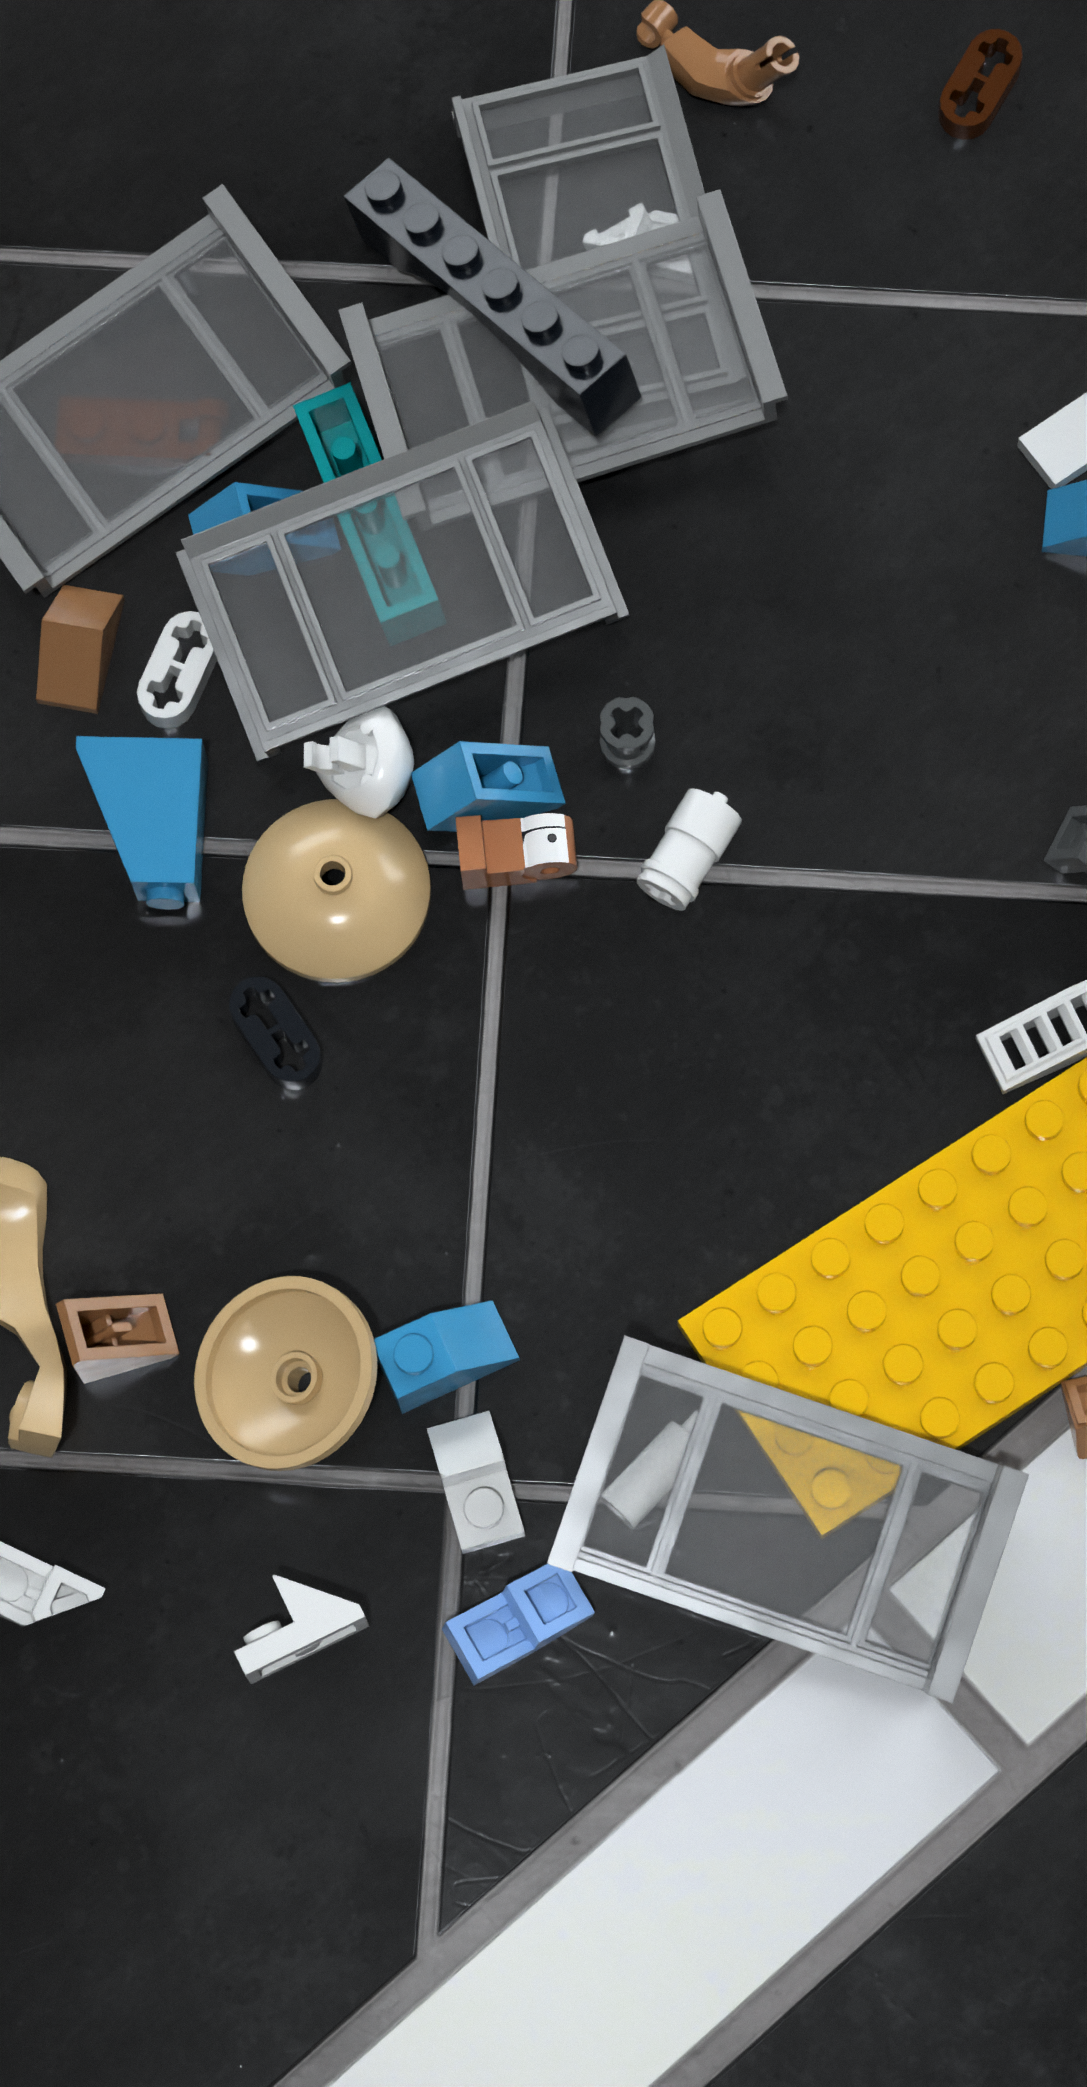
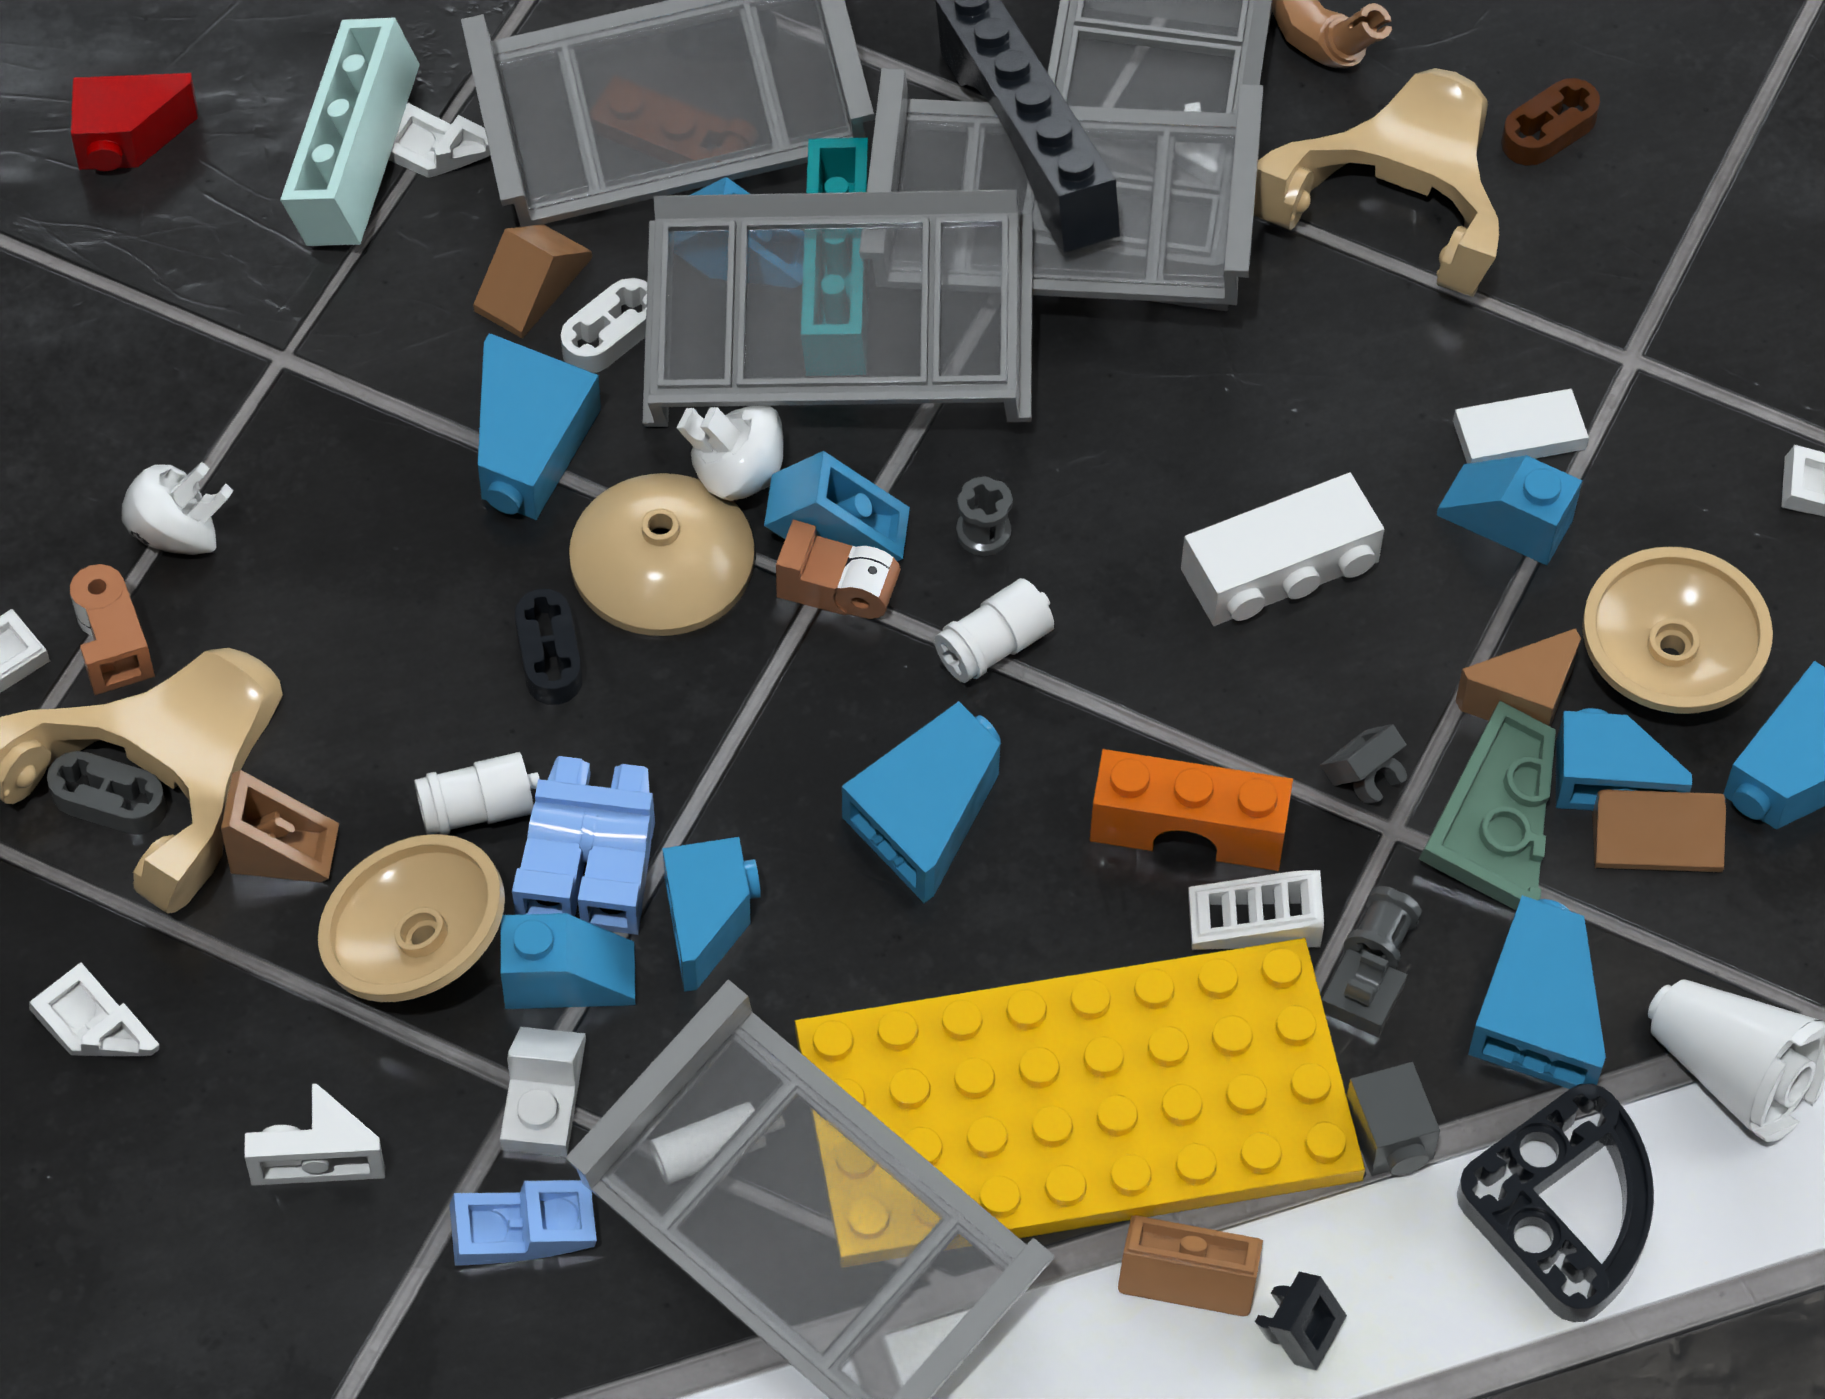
camera: 15 degrees right, 15 degrees down
(282, 1216) = (476, 794): none -> white piece
(404, 1207) = (594, 826): none -> light blue hips
(546, 1237) = (708, 902): none -> dark azure slope
(699, 1046) = (925, 796): none -> dark azure slope
(873, 163) = (1417, 142): none -> tan animal
(921, 655) = (1282, 549): none -> white brick
(987, 949) = (1155, 795): none -> orange arch

